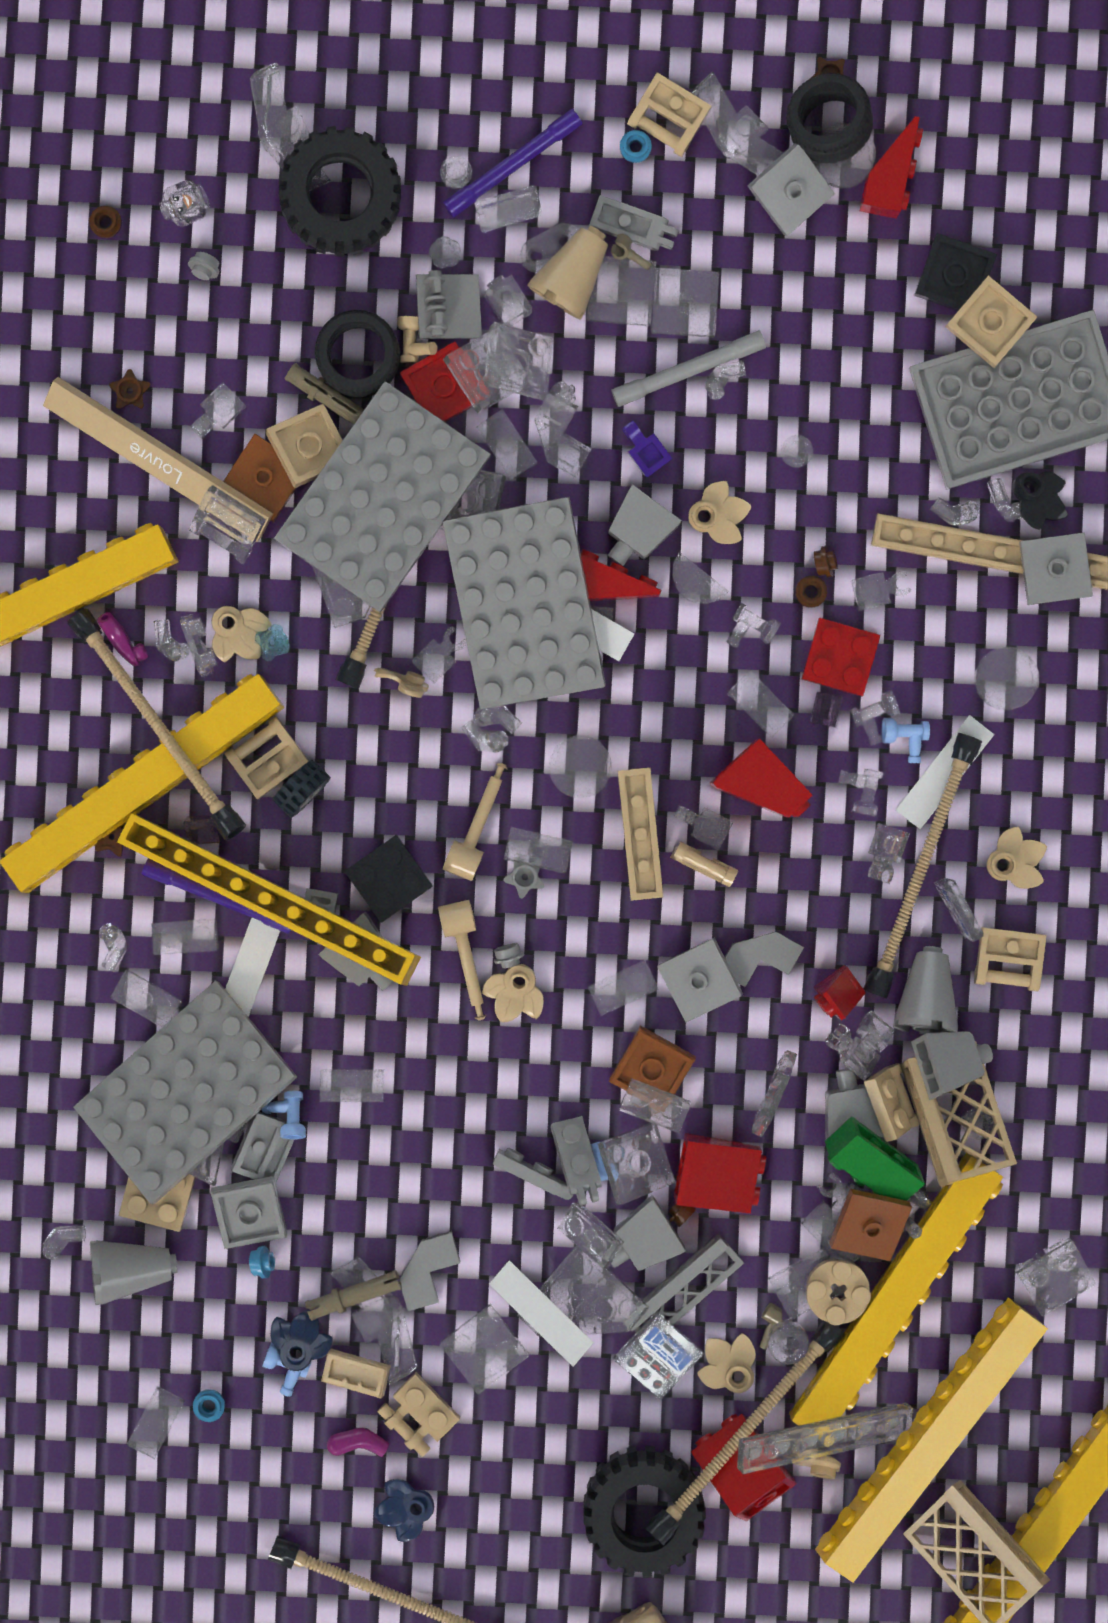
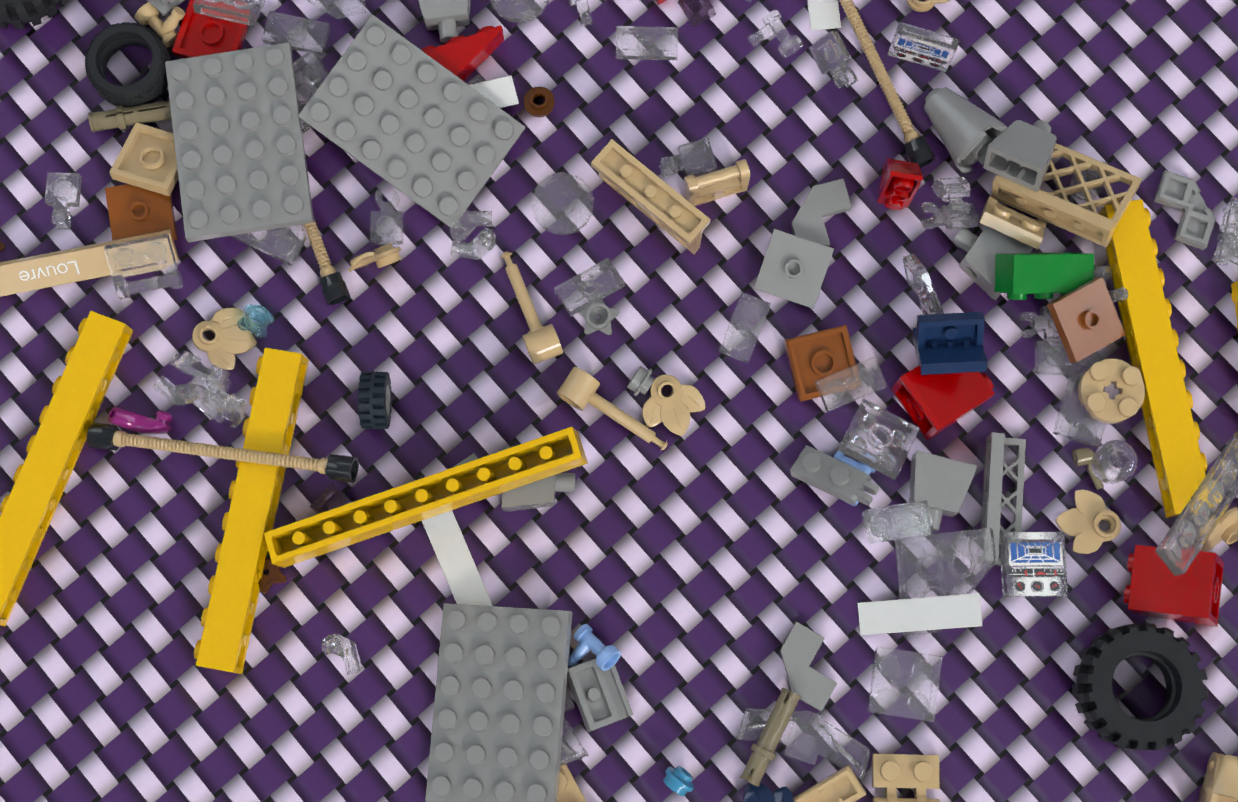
camera: 45 degrees left, 10 degrees down
(146, 999) = (404, 666): clear plate -> none
(169, 877) = (337, 559): dark purple piece -> none
(184, 671) = (216, 402): none -> clear plate
(185, 936) = (390, 592): clear plate -> none
(249, 1212) = (633, 752): light grey plate -> none
(271, 767) = (339, 407): tan plate -> none
(351, 1085) = (618, 584): clear plate -> none
(388, 878) = (501, 409): black plate -> none
(537, 1175) = (816, 517): light grey hinge -> none
(633, 682) = (539, 110): none -> reddish brown plate
(666, 1522) = (1165, 668): tan hose -> none
(680, 1214) = (945, 444): reddish brown plate -> none
(747, 1152) = (950, 343): none -> dark blue bracket
(763, 781) = (703, 87): red slope -> none
(1010, 948) = (987, 43): tan plate -> none
(1036, 1224) = (1184, 195): none -> light grey tile

